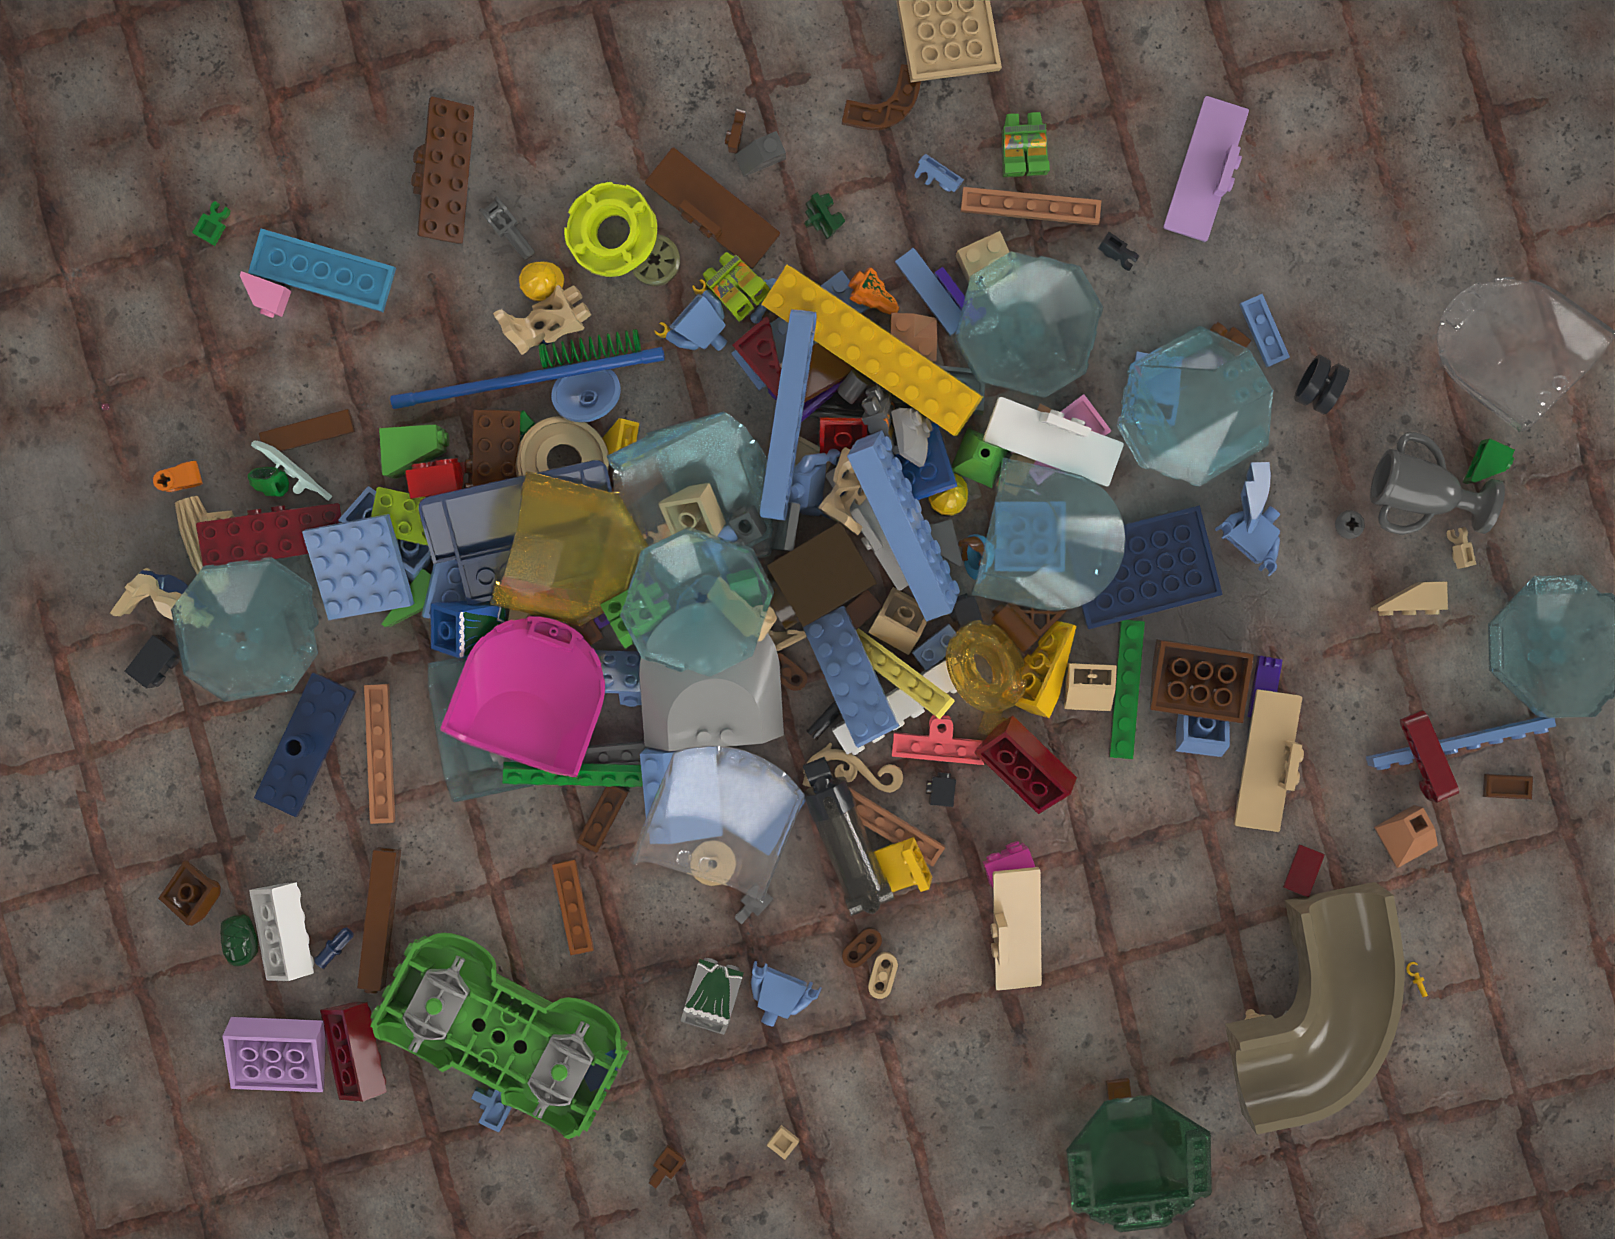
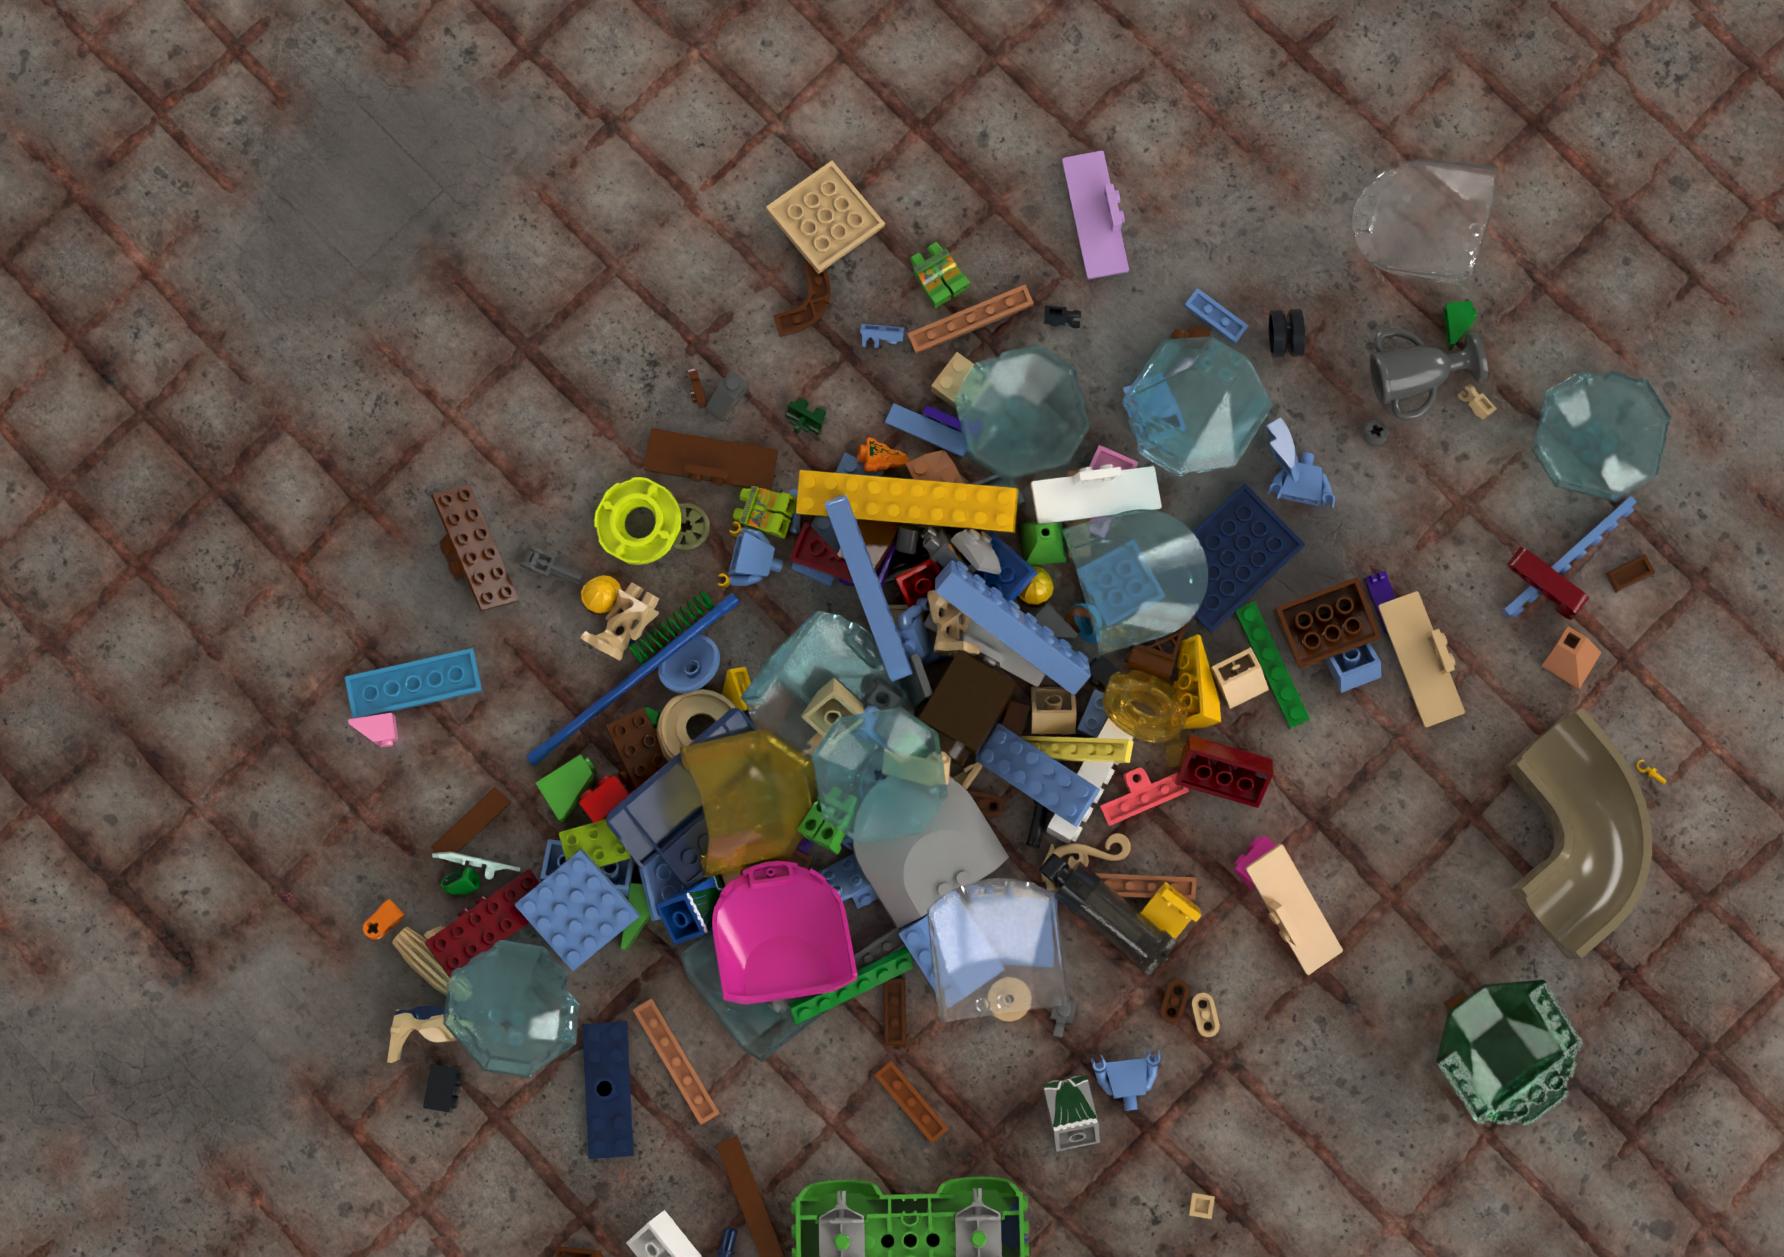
camera: 30 degrees left, 10 degrees down
(210, 227) = (301, 699): green plate -> none
(941, 789) = (1166, 831): black brick -> none
(1303, 870) = (1504, 734): dark red slope -> none
(1419, 596) = (1468, 458): tan slope -> none

